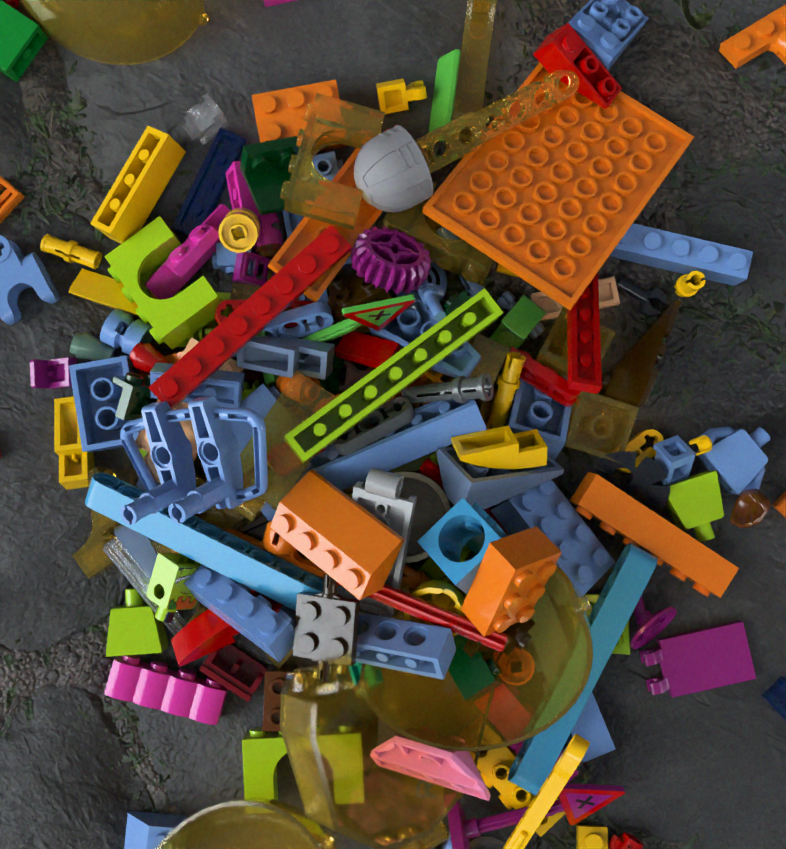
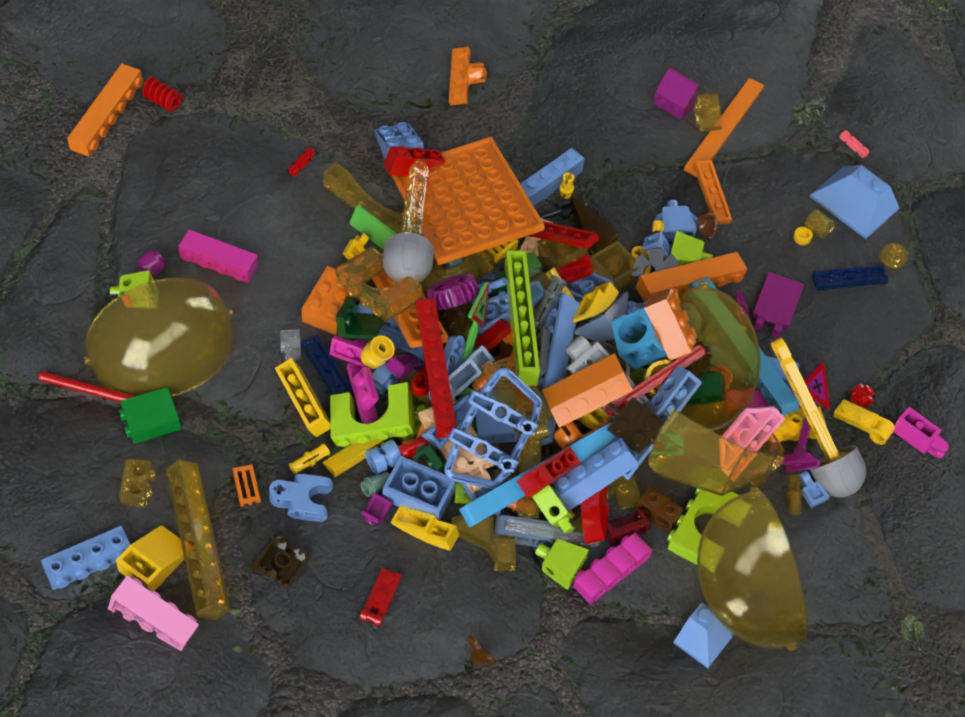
camera: 65 degrees left, 30 degrees down
(191, 556) = (548, 472): none -> red slope

